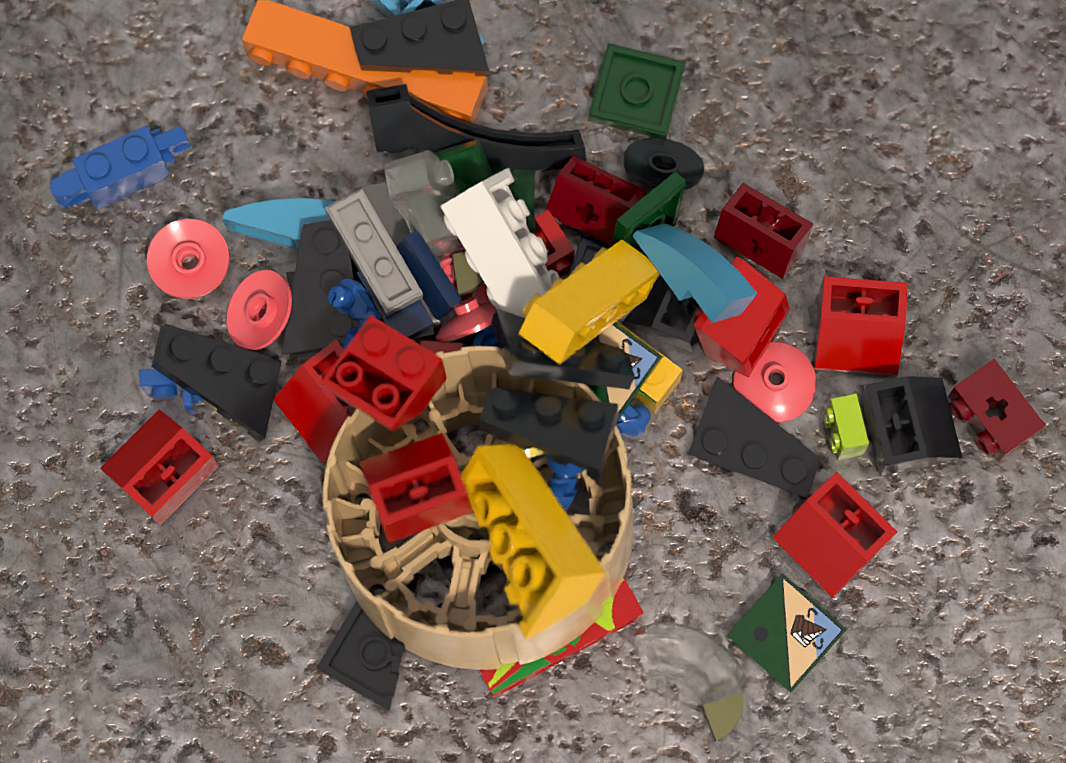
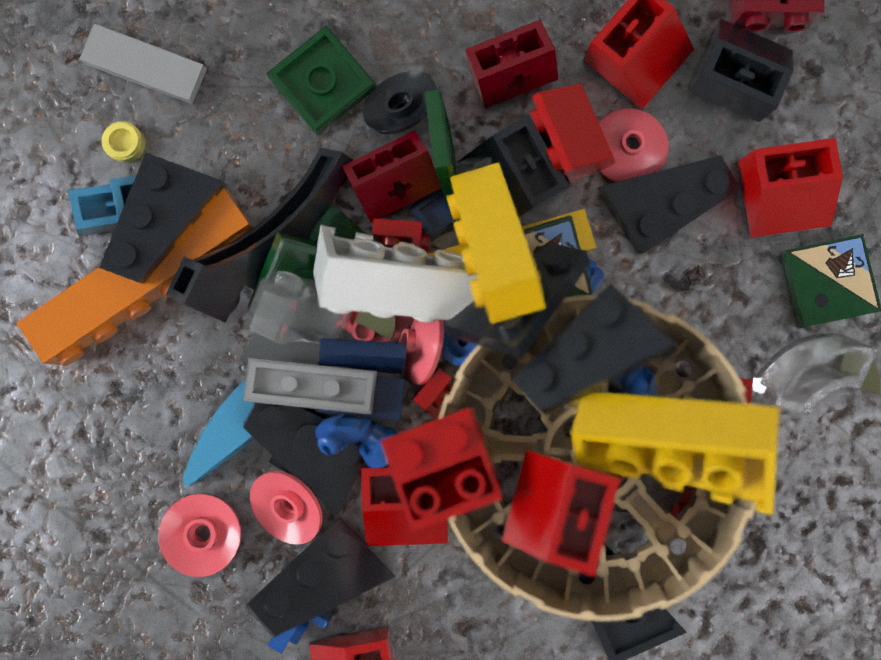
camera: 60 degrees left, 10 degrees up
(119, 167) = (79, 539): blue hinge -> none
(696, 271) = (524, 134): dark azure slope -> none
(846, 427) = (712, 117): lime piece -> none

